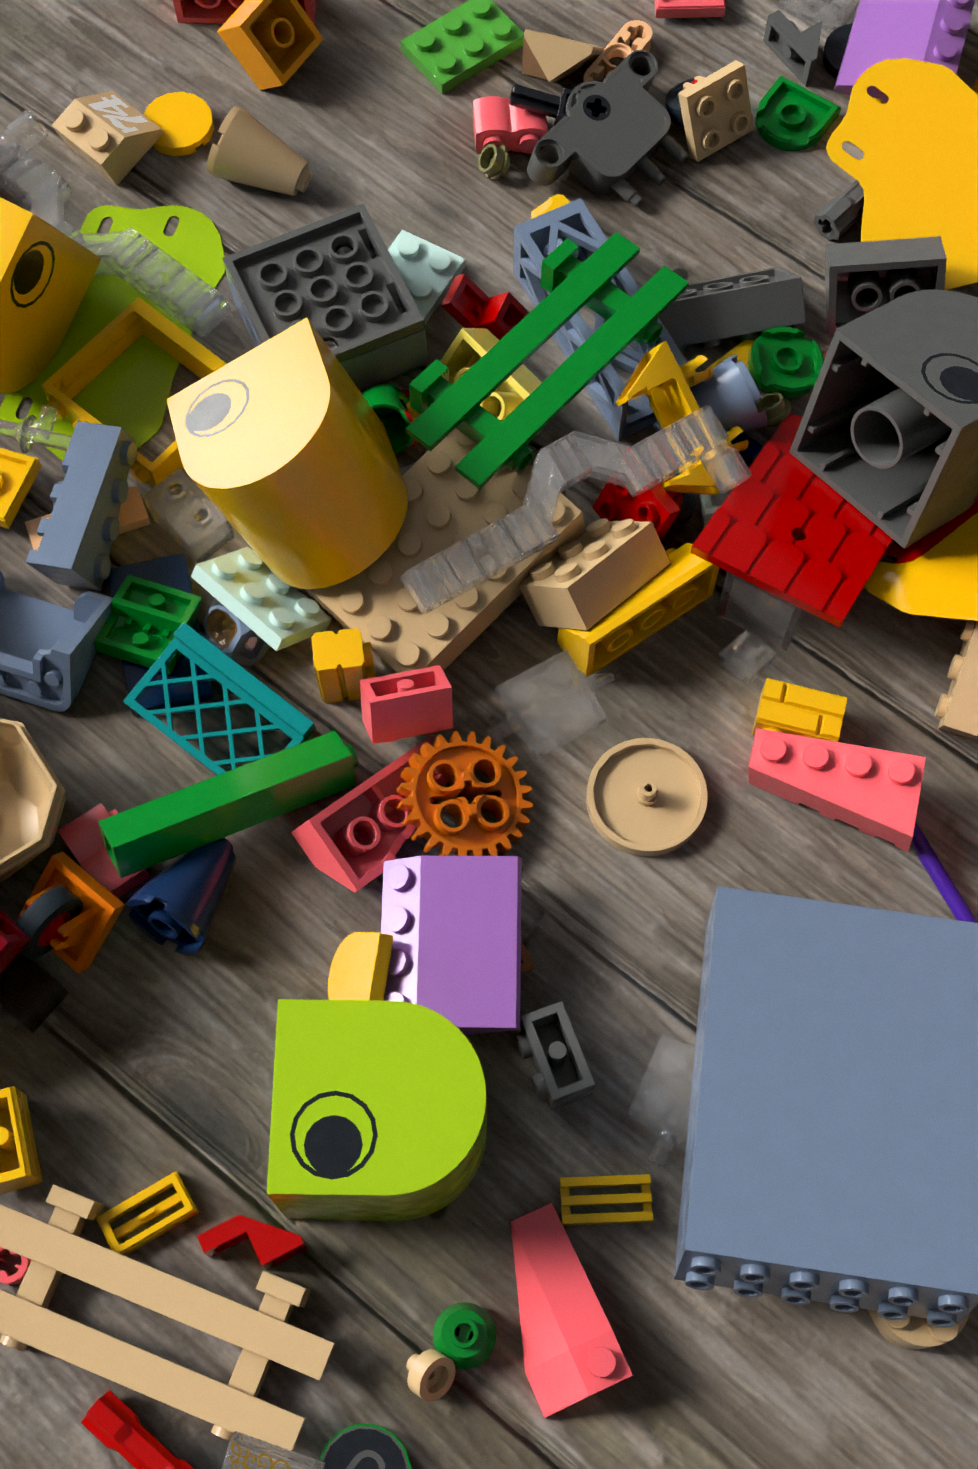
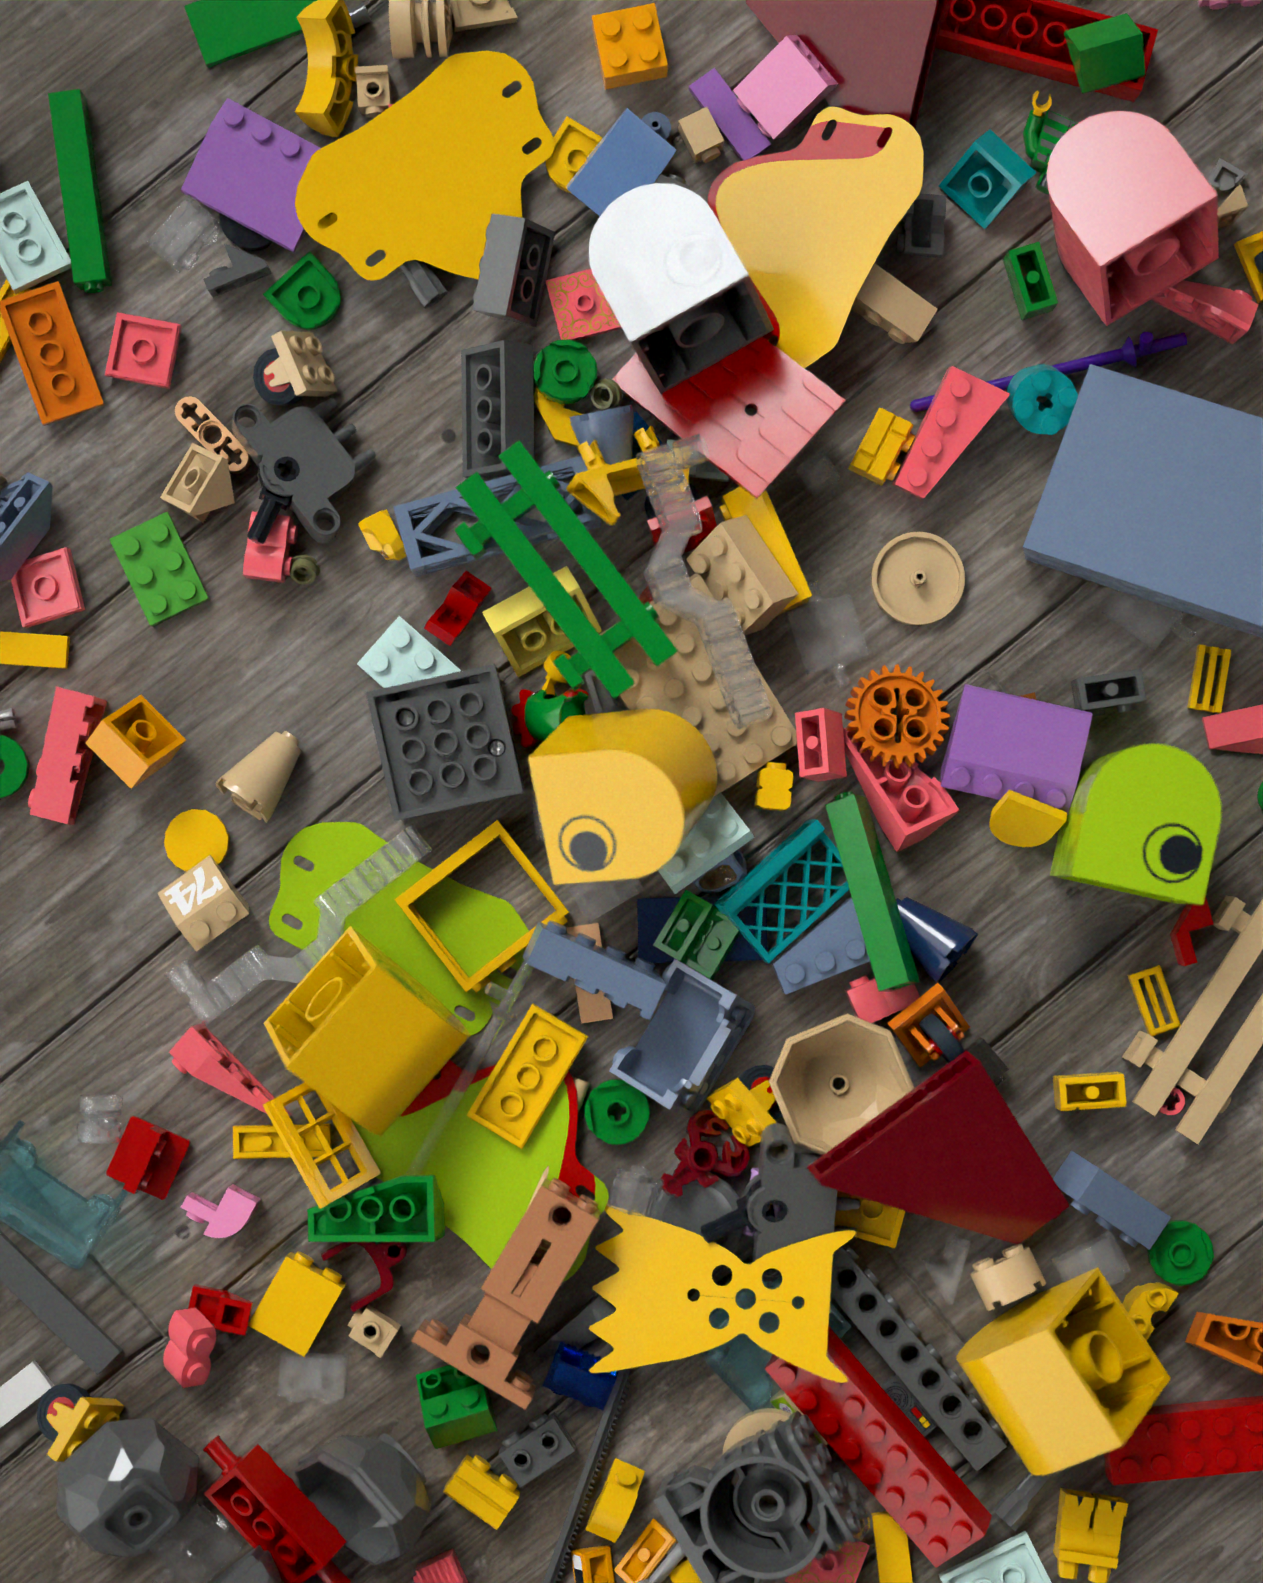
camera: 80 degrees left, 20 degrees up
(141, 757) = (824, 951): none -> sand blue wedge
(915, 863) = (1043, 381): none -> teal brick

